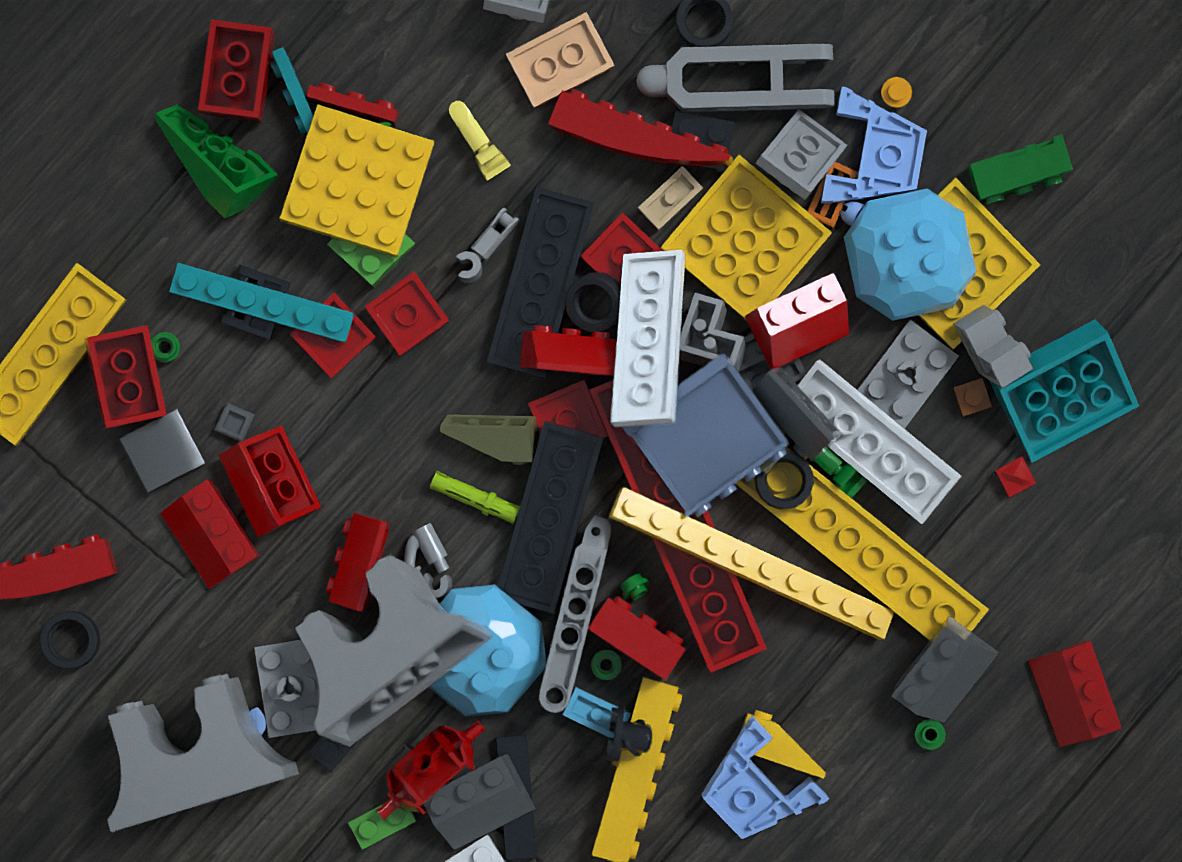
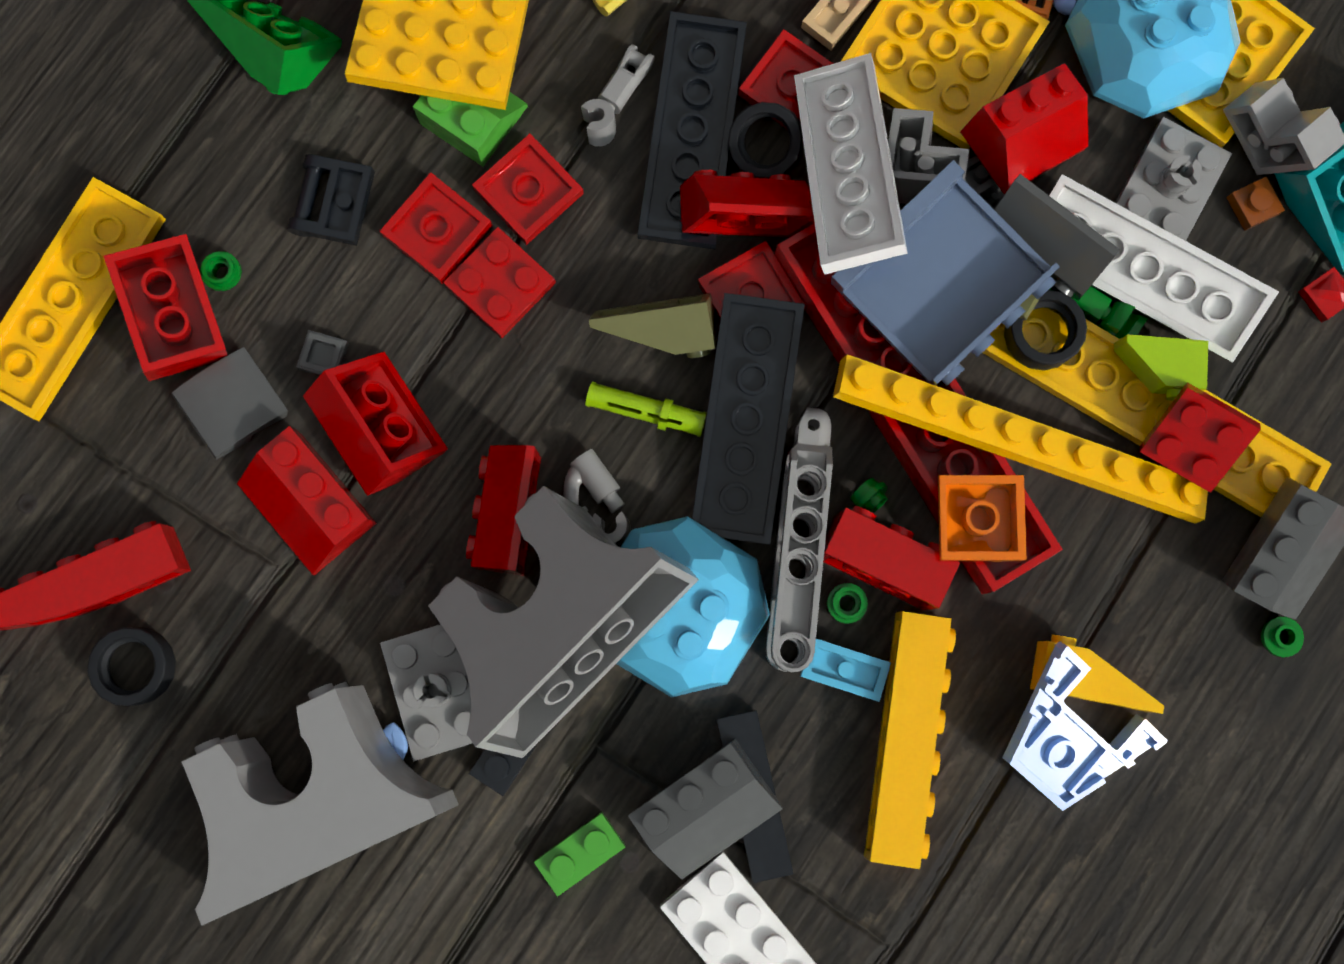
camera: 20 degrees left, 5 degrees down
(262, 302) = (337, 194): teal plate -> none
(376, 383) = (499, 282): none -> red plate
(448, 753) = (616, 801): red plate -> none
(629, 736) = (895, 692): black plate -> none
(704, 619) = (982, 518): none -> orange slope
(872, 519) = (1165, 362): none -> lime slope
(884, 578) = (1199, 437): none -> red plate

